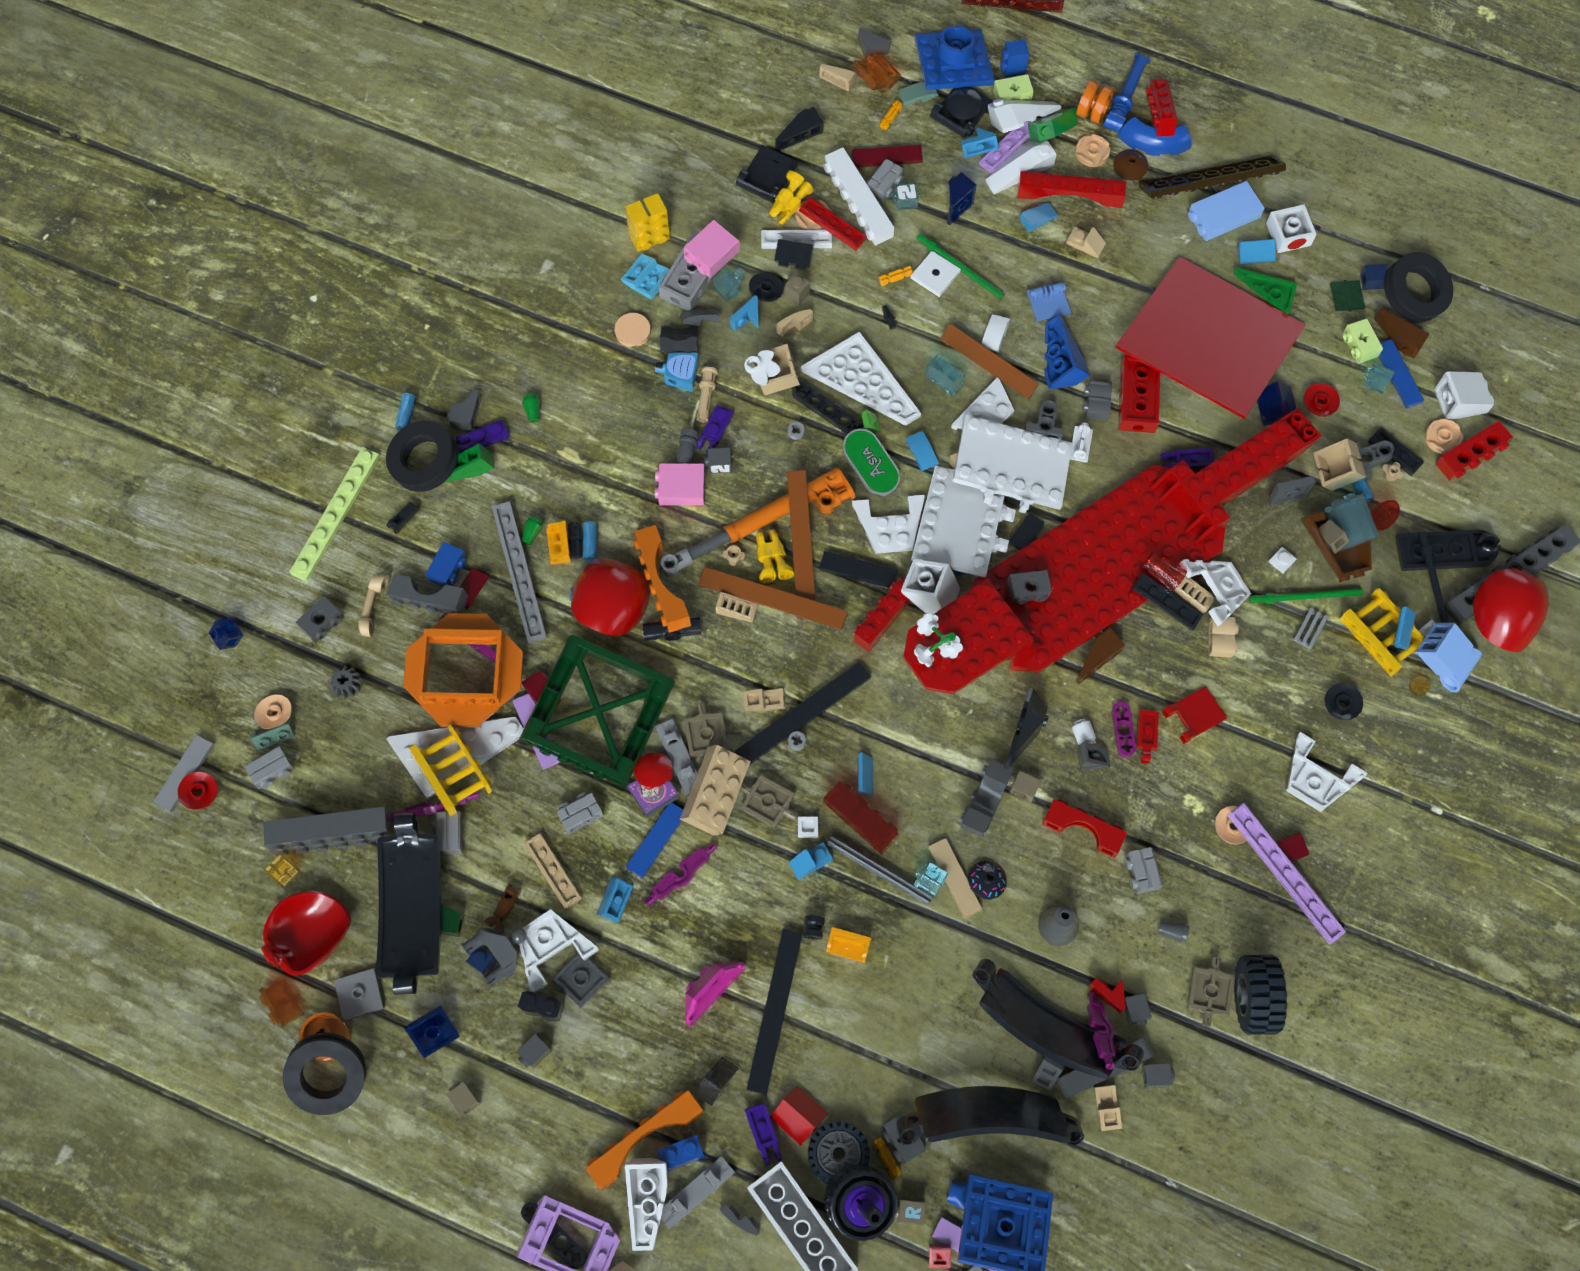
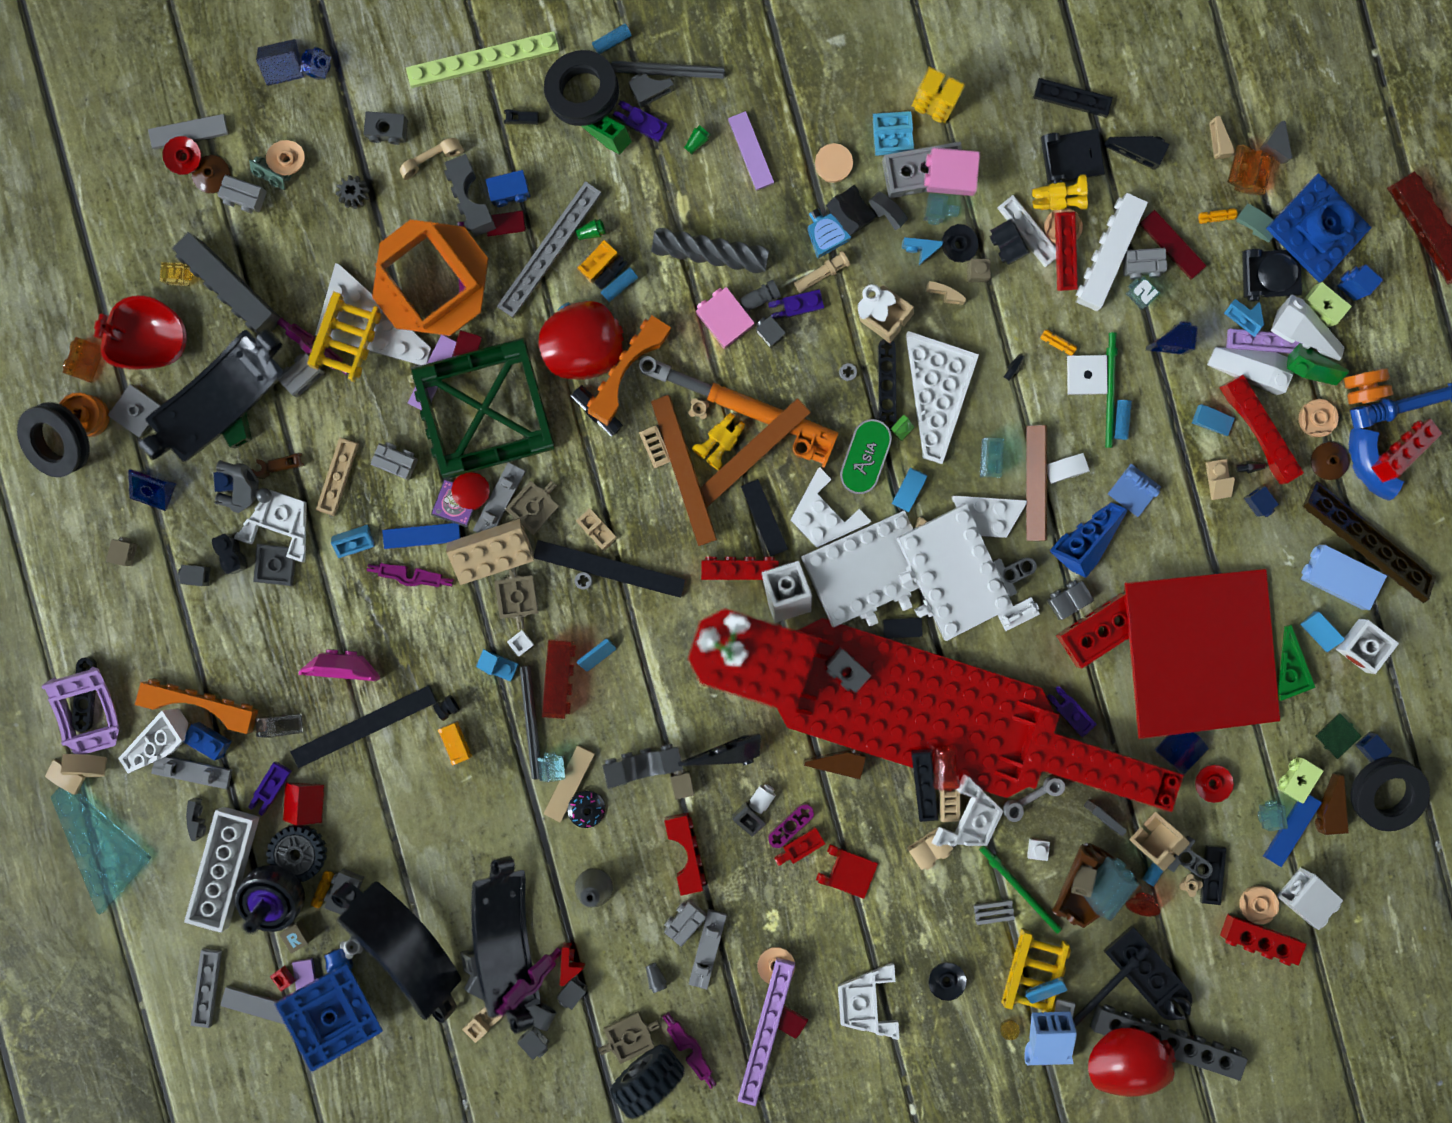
camera: 45 degrees right, 20 degrees up
(198, 661) = (279, 62): none -> clear blue slope
(237, 788) = (212, 182): none -> reddish brown dish
(466, 387) = (668, 69): none -> dark grey axle
(573, 378) = (751, 151): none -> lavender tile
(617, 459) = (716, 251): none -> dark grey piece
(725, 146) = (1072, 97): none -> black tile
(957, 1171) = (357, 948): none -> white plate
(991, 272) = (1123, 419): none -> dark azure piece
(1093, 216) = (1250, 467): none -> black bar
(1125, 225) = (1261, 502): none -> dark blue brick
(1180, 872) = (707, 949): none -> light grey hinge
(1236, 950) = (684, 1041): none -> magenta piece
(1237, 513) = (1014, 809): none -> light grey piece

